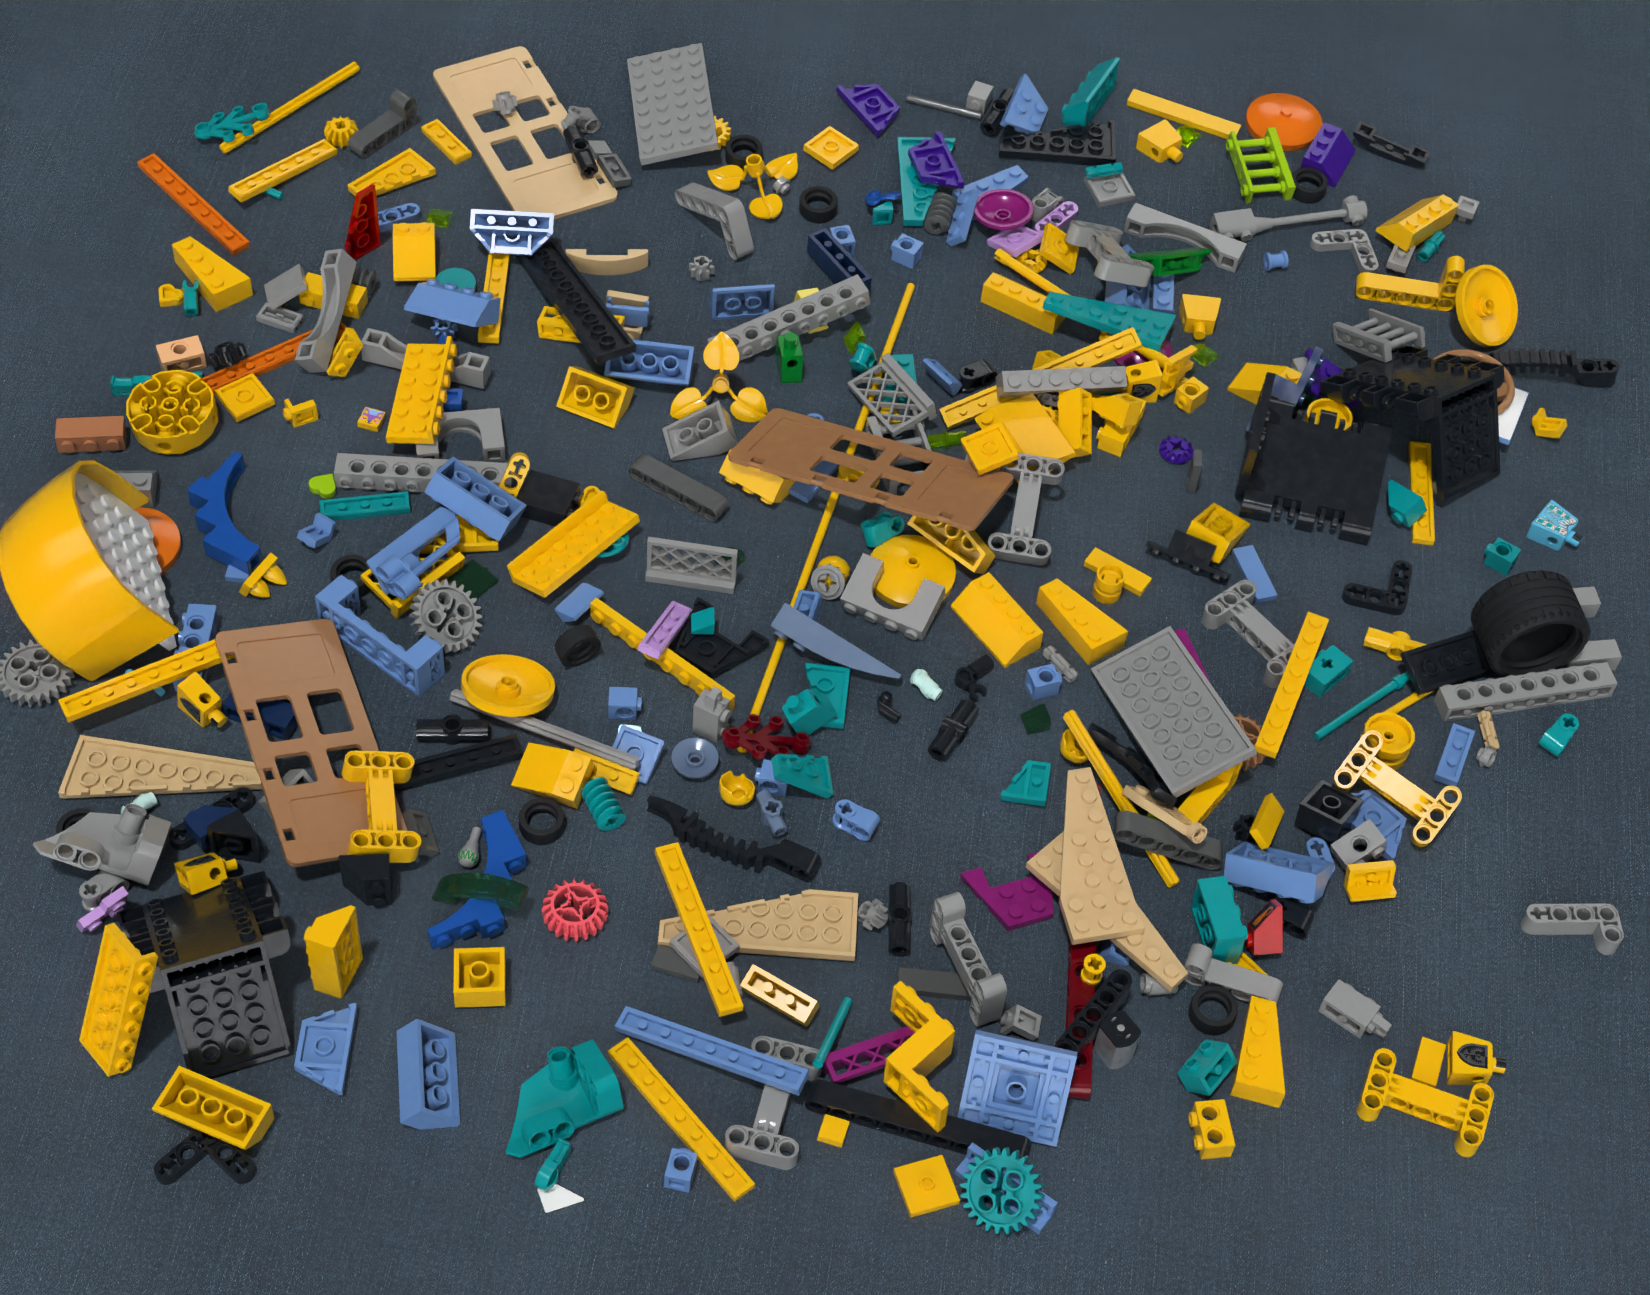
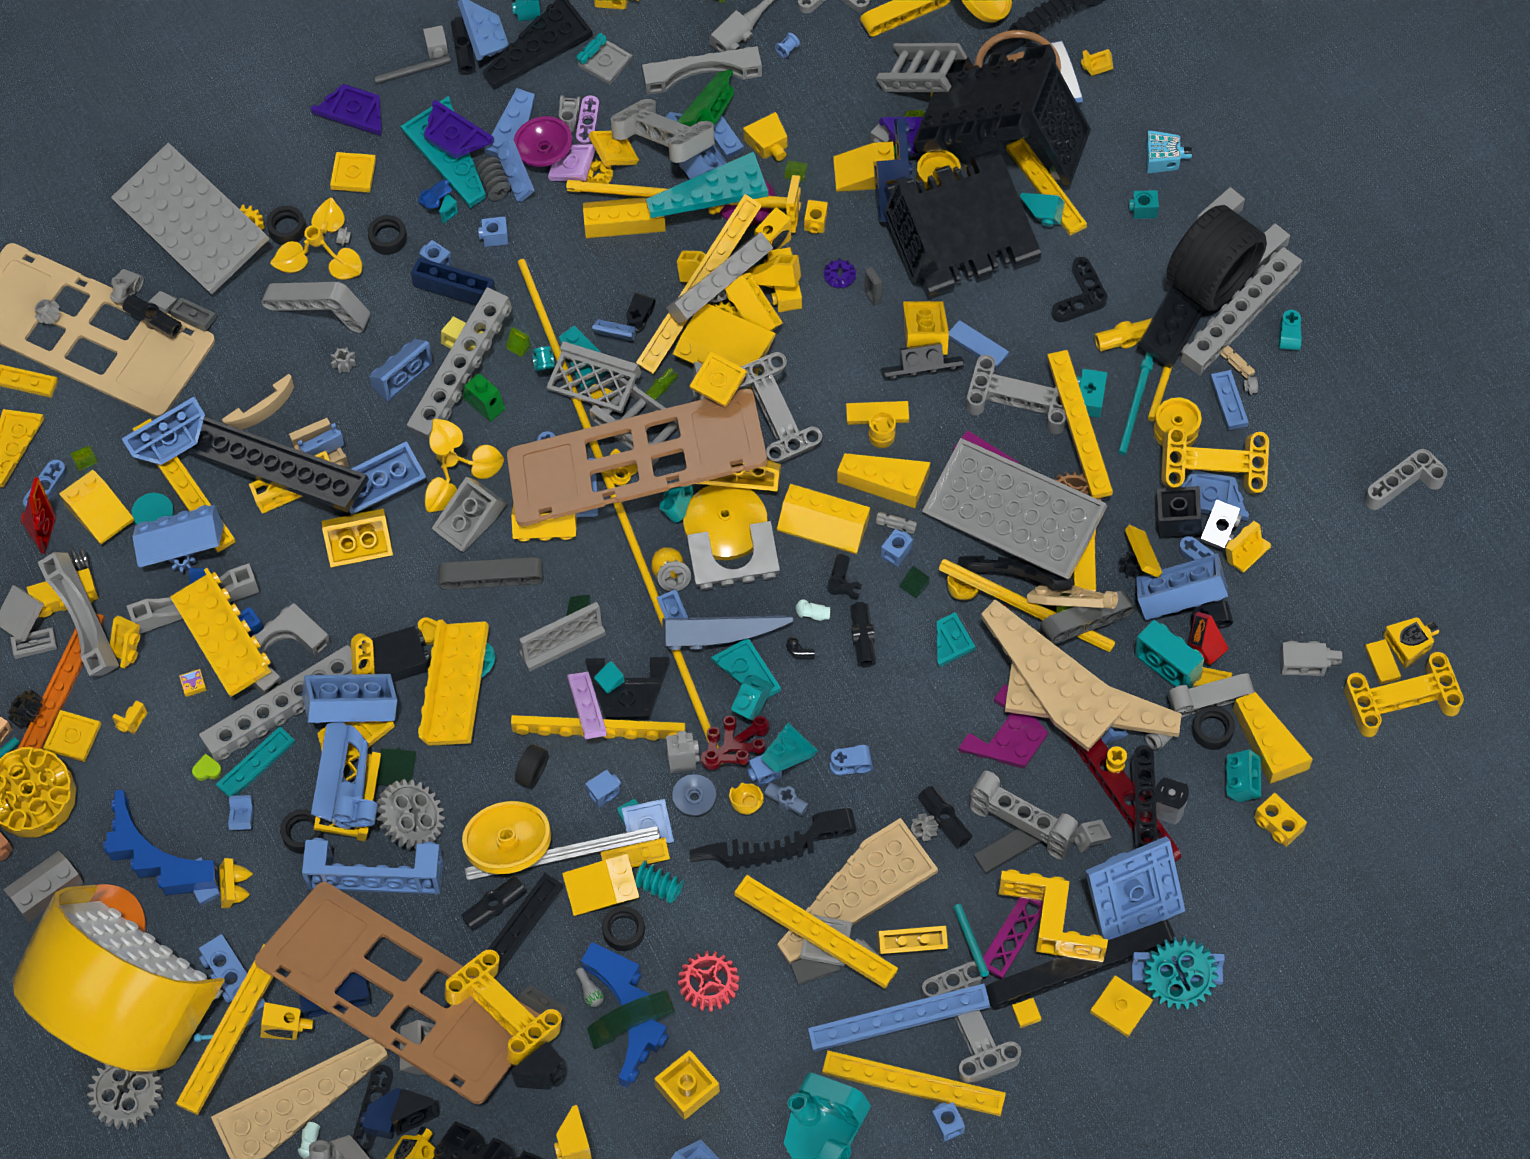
camera: 30 degrees left, 10 degrees up
(577, 602) = (498, 728): medium blue slope -> none

